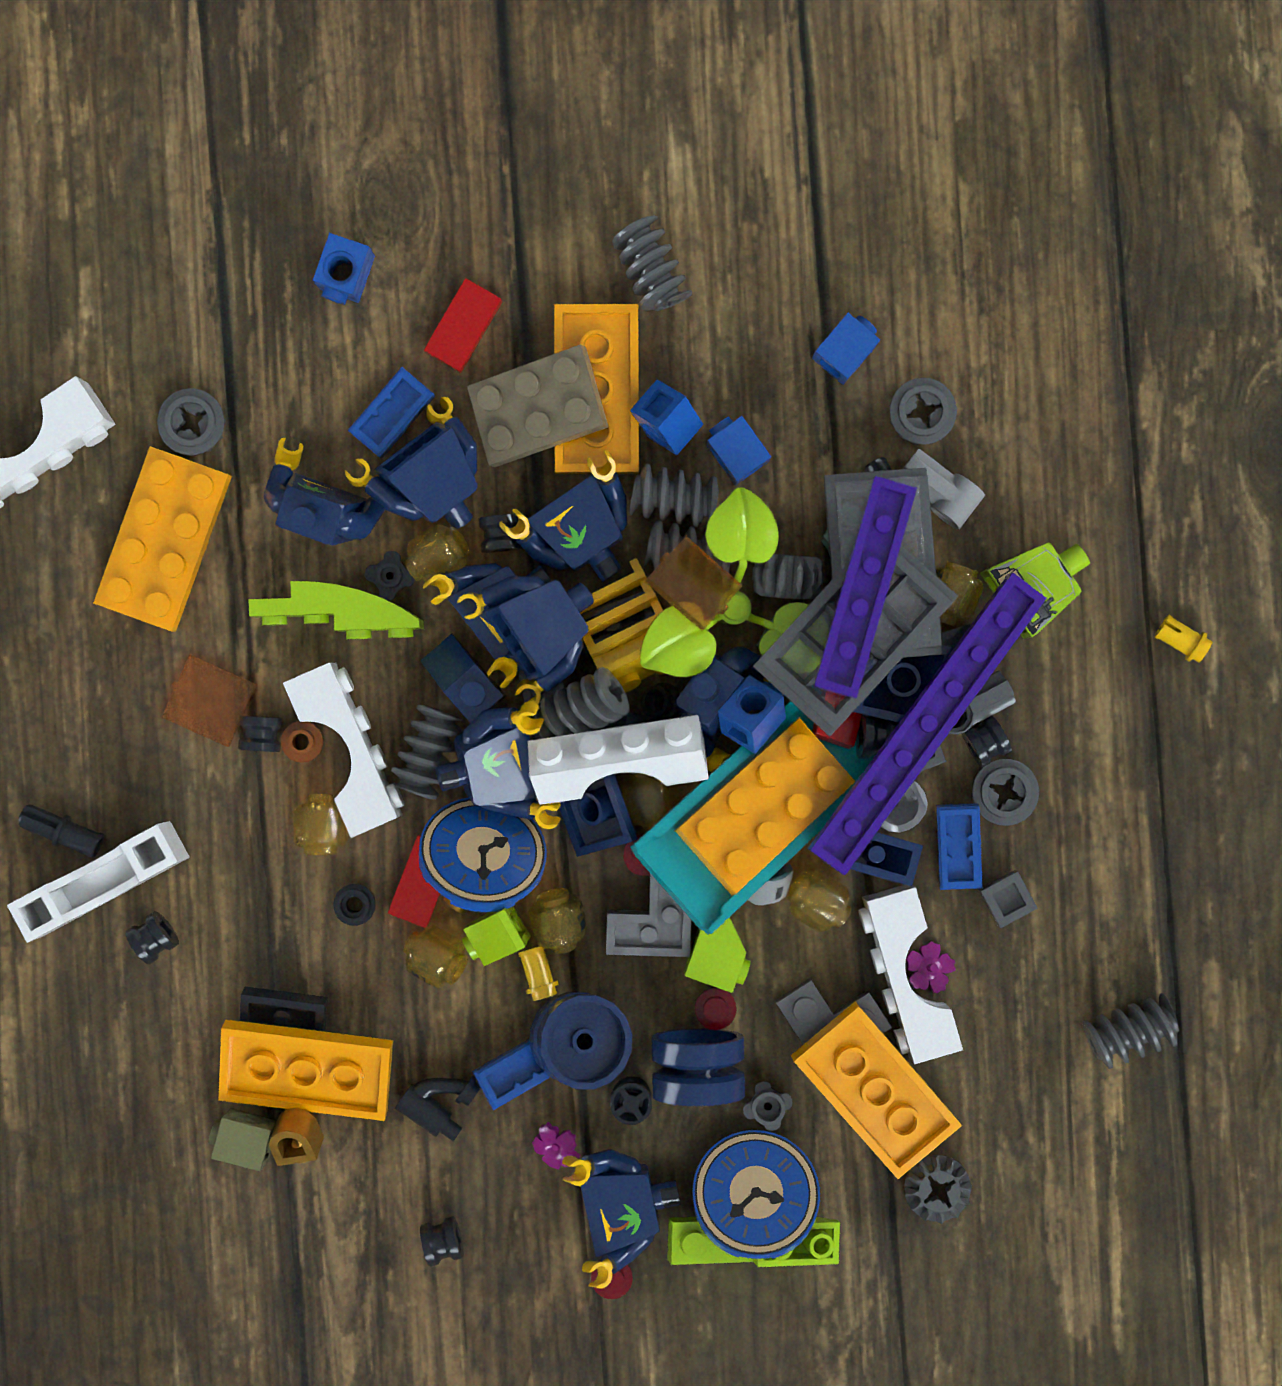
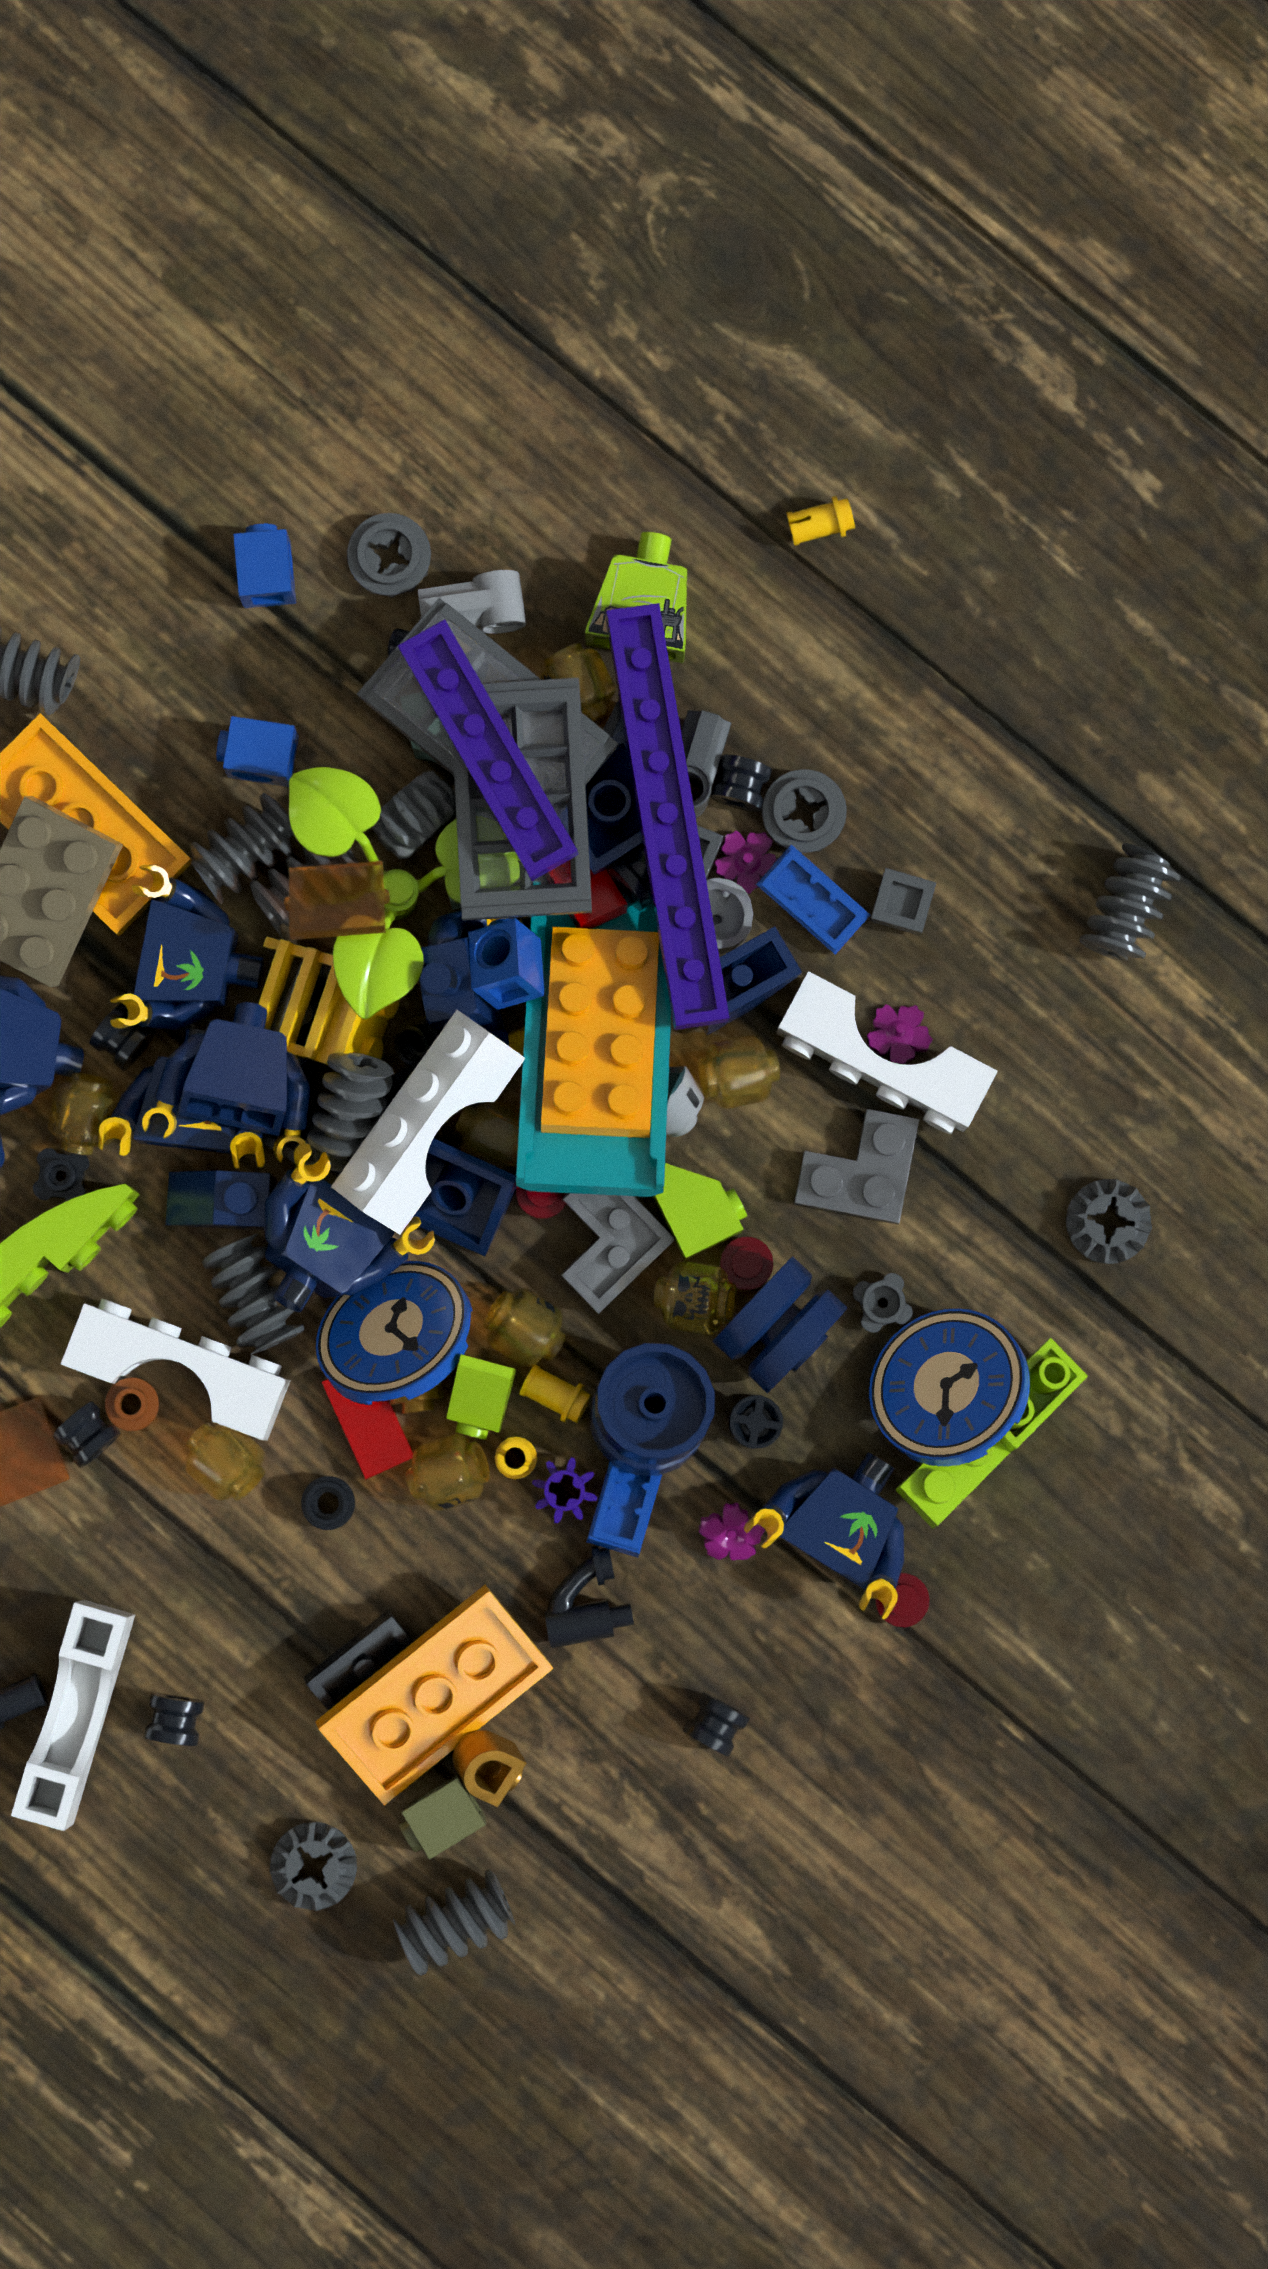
camera: 55 degrees left, 5 degrees down
(164, 1081) = (317, 1840): none -> dark grey gear
(191, 1203) = (454, 1923): none -> dark grey piece
(482, 976) = (530, 1455): none -> yellow pin
(491, 1019) = (551, 1497): none -> dark purple gear
(666, 417) = (166, 784): blue brick -> none
(667, 1001) = (696, 1297): none -> clear yellow head
(876, 1090) = (960, 1186): light orange plate -> none
(945, 784) = (745, 859): none -> magenta plant

